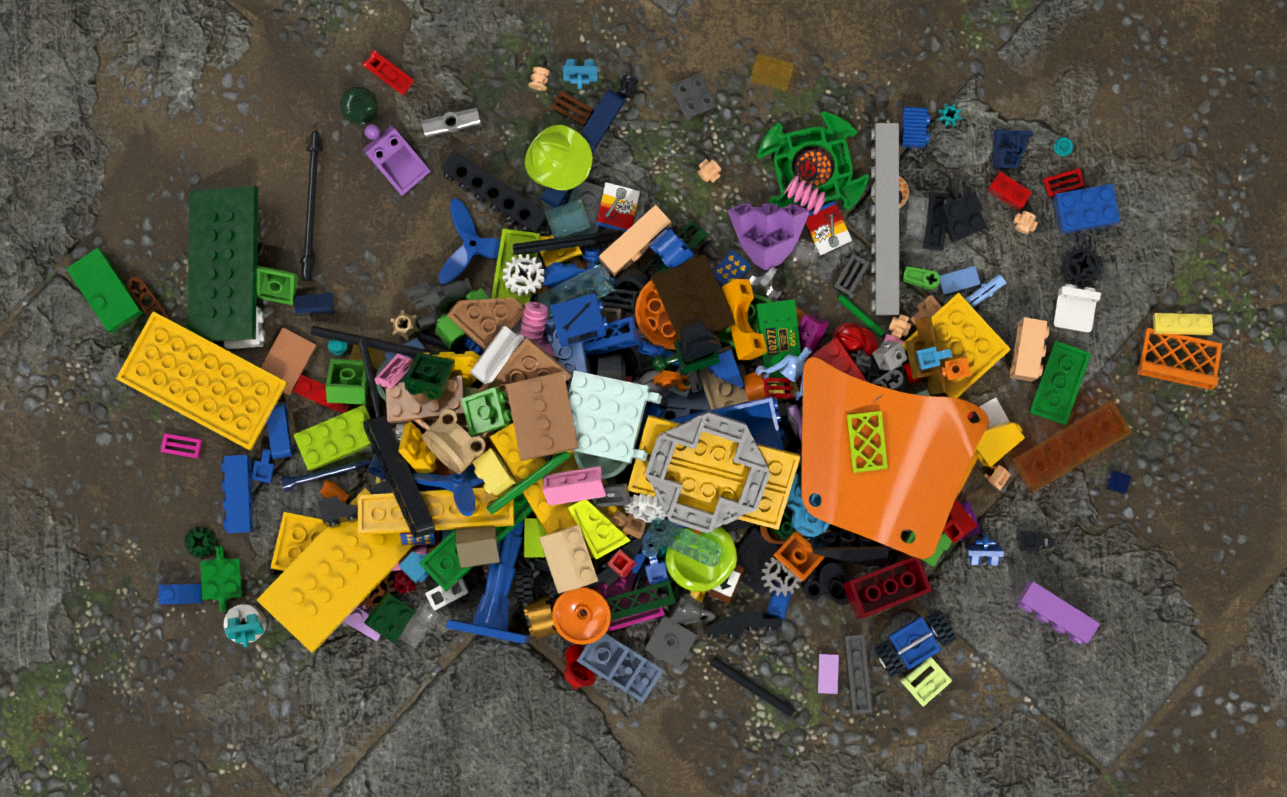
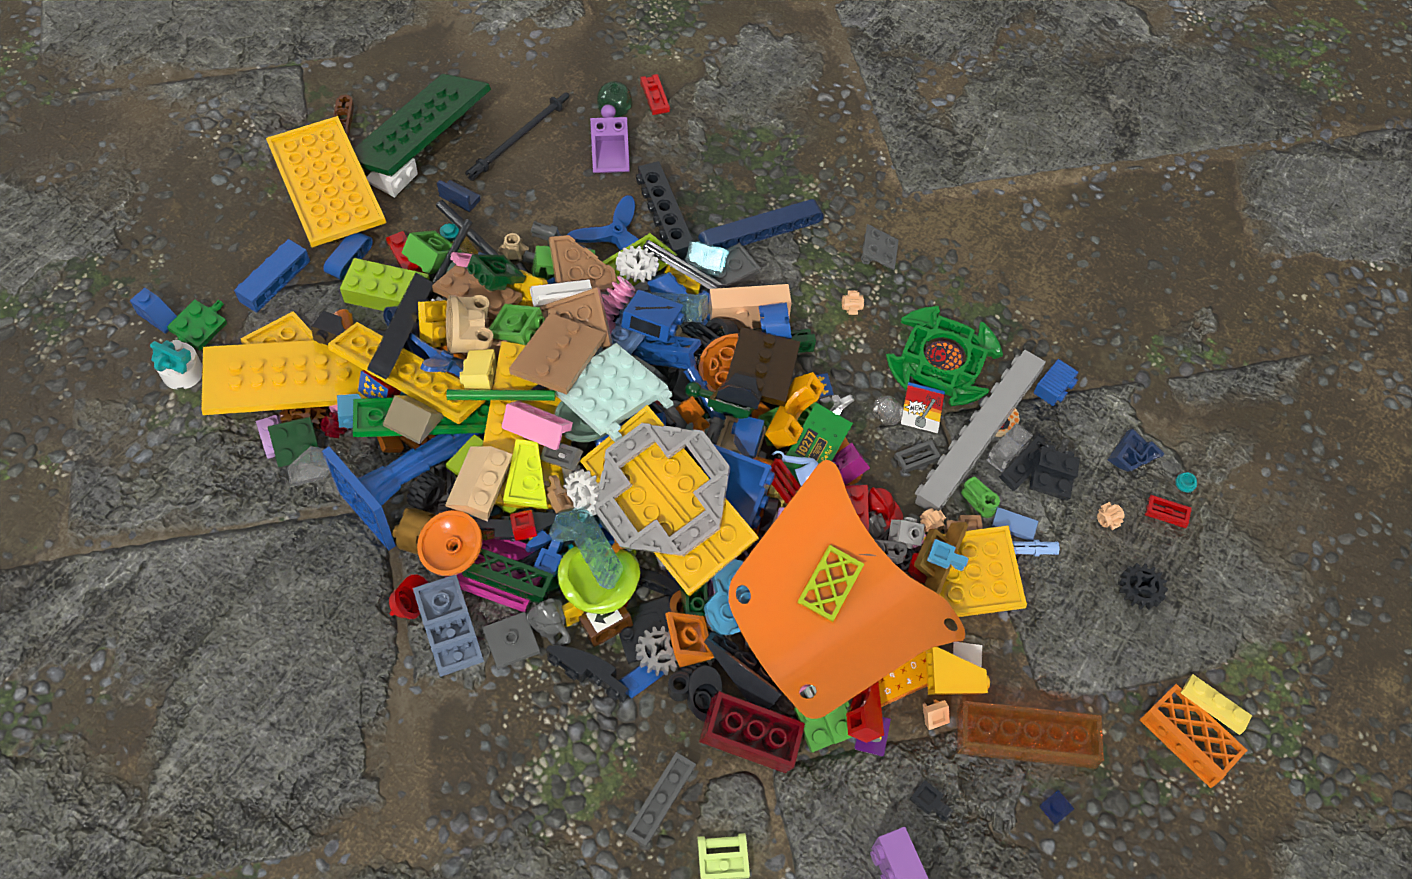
camera: 25 degrees right, 25 degrees down
(105, 290) = (318, 88): green brick -> none
(197, 448) = (275, 228): dark pink tile -> none
(199, 551) = (216, 293): dark green gear -> none
(263, 469) = (310, 272): blue plate -> none
(276, 285) = (444, 161): bright green slope -> none
(288, 358) = (405, 216): nougat tile -> none
(291, 482) = (319, 295): dark blue piece -> none
(439, 598) = (359, 455): white brick -> none
(463, 120) = (673, 148): light grey piece -> none
(539, 78) = (766, 164): light nougat bush -> none
(558, 100) = (771, 188): reddish brown tile -> none
(559, 158) = (737, 215): lime piece -> none
(580, 74) = (801, 179): dark azure hips -> none
(617, 207) = (754, 275): sticker -> none
(628, 86) = (832, 210): black bush -> none
(752, 686) = (551, 737): black piece -> none
(768, 231) = (869, 374): medium lavender brick -> none
(772, 72) = (959, 272): clear yellow plate -> none
(805, 194) = (923, 363): bright pink piece -> none
(828, 673) = (632, 778): lavender tile -> none
(861, 315) = (902, 491): green bar -> none
(914, 643) = (740, 807): plate -> none
(952, 110) = (1095, 393): teal gear -> none
(956, 369) = (962, 585): orange brick -> none
(984, 547) = (863, 768): blue hips -> none
(1009, 191) = (1111, 481): red brick -> none
(1029, 349) = (1044, 618): light nougat brick -> none
(1060, 383) = (1055, 672): green plate -> none
(1076, 308) = (1115, 617): white bracket -> none
(1086, 209) = (1178, 542): blue brick -> none

